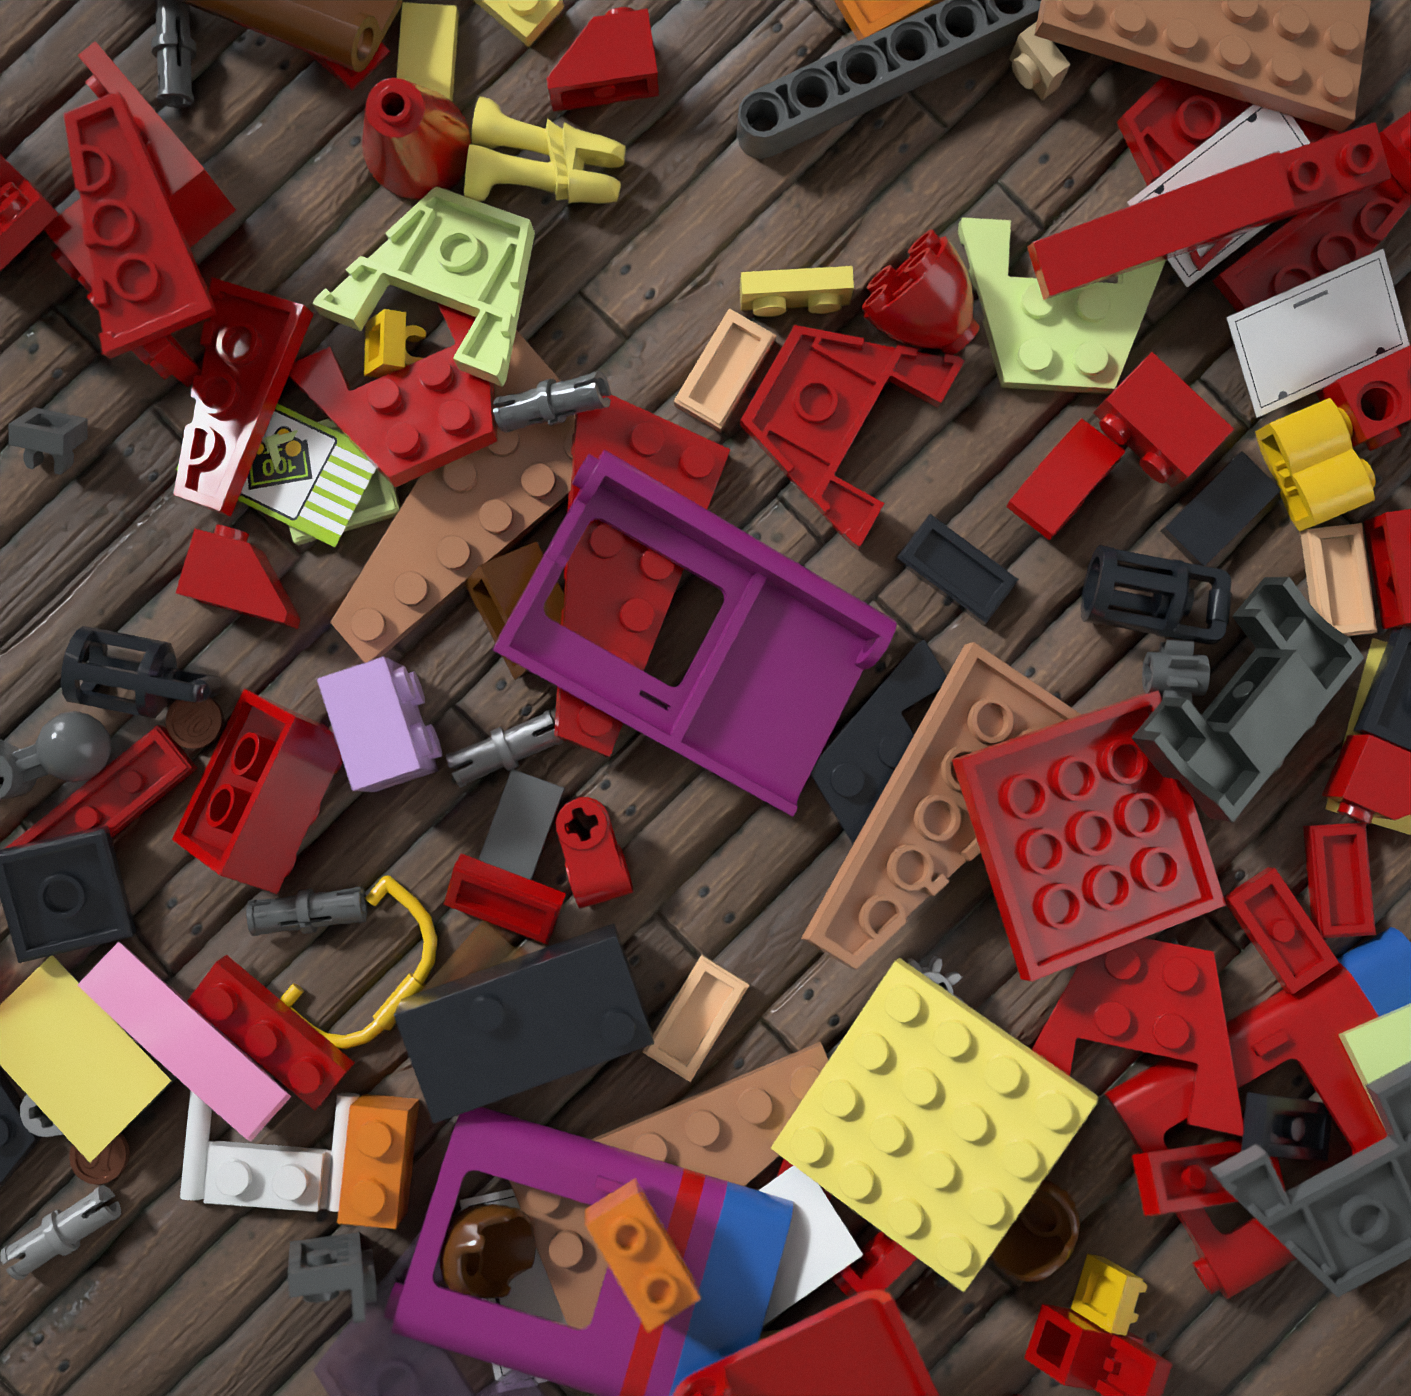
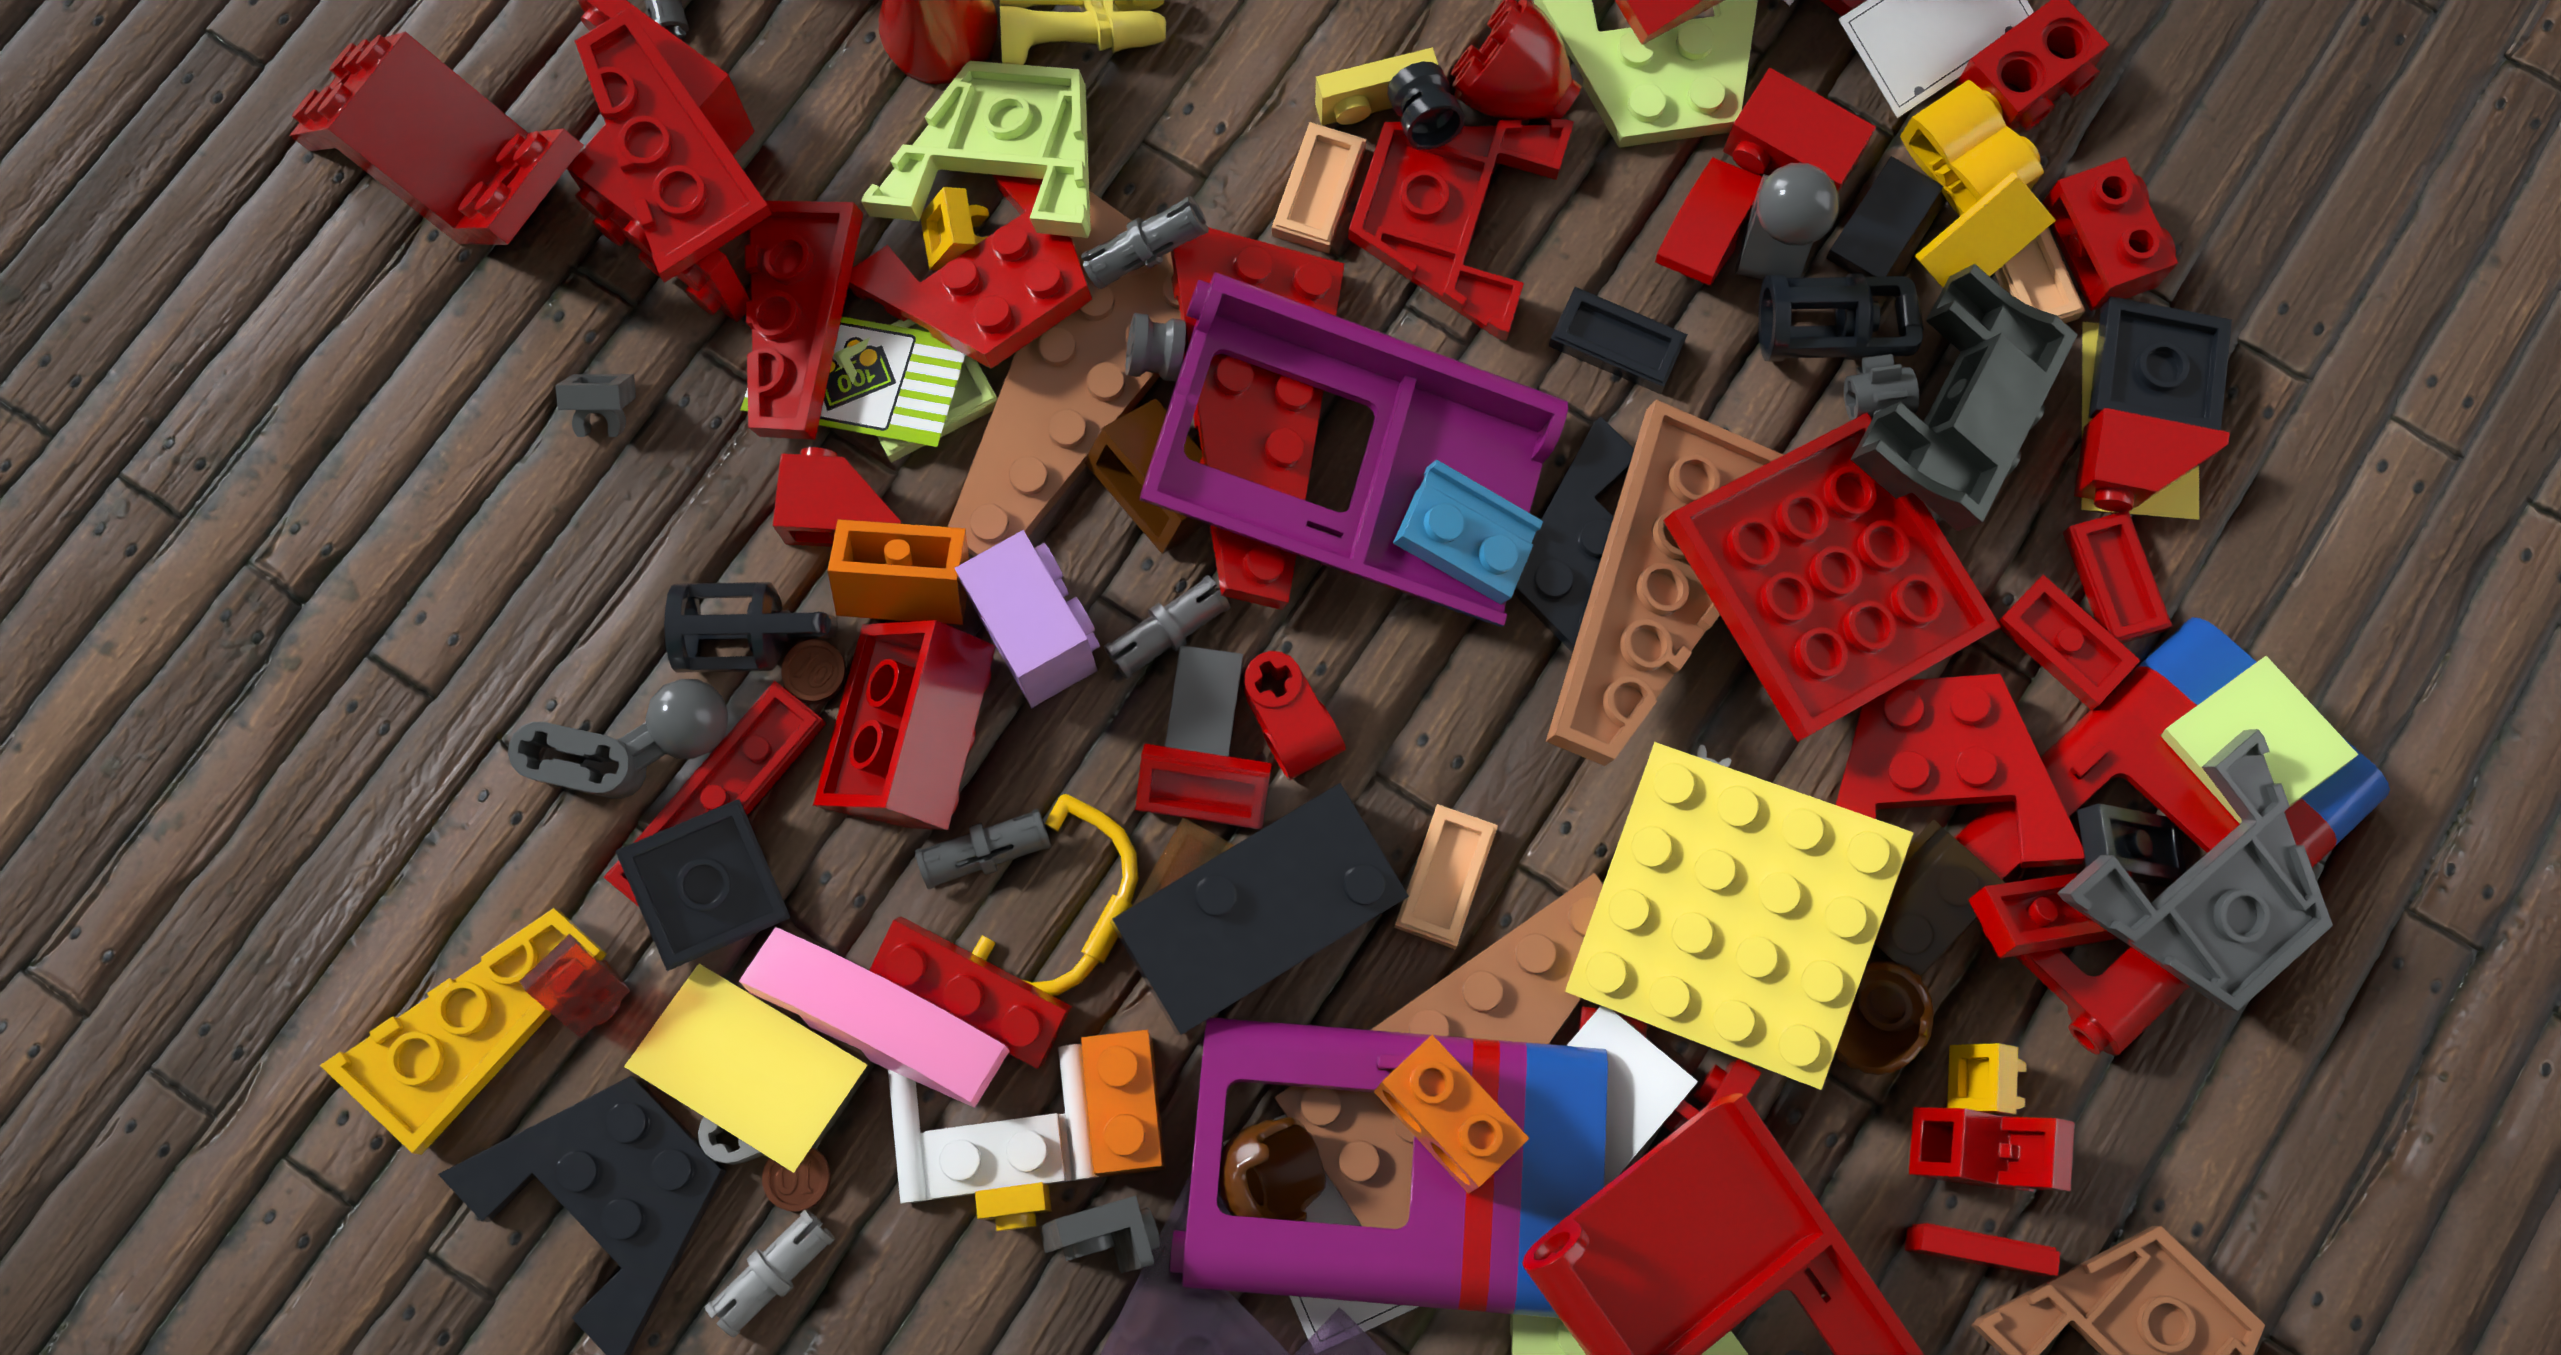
camera: 10 degrees left, 10 degrees down
(269, 1225) = (1014, 1205): none -> yellow plate
(276, 655) = (898, 571): none -> orange brick
(542, 500) = (1155, 347): none -> dark grey wheel
(780, 727) = (1468, 532): none -> dark azure plate
(833, 328) = (1419, 97): none -> black wheel
(1110, 1135) = (1931, 899): none -> dark brown plate
(1130, 507) = (1787, 216): none -> dark grey beam
(1308, 546) = (1988, 231): none -> yellow tile

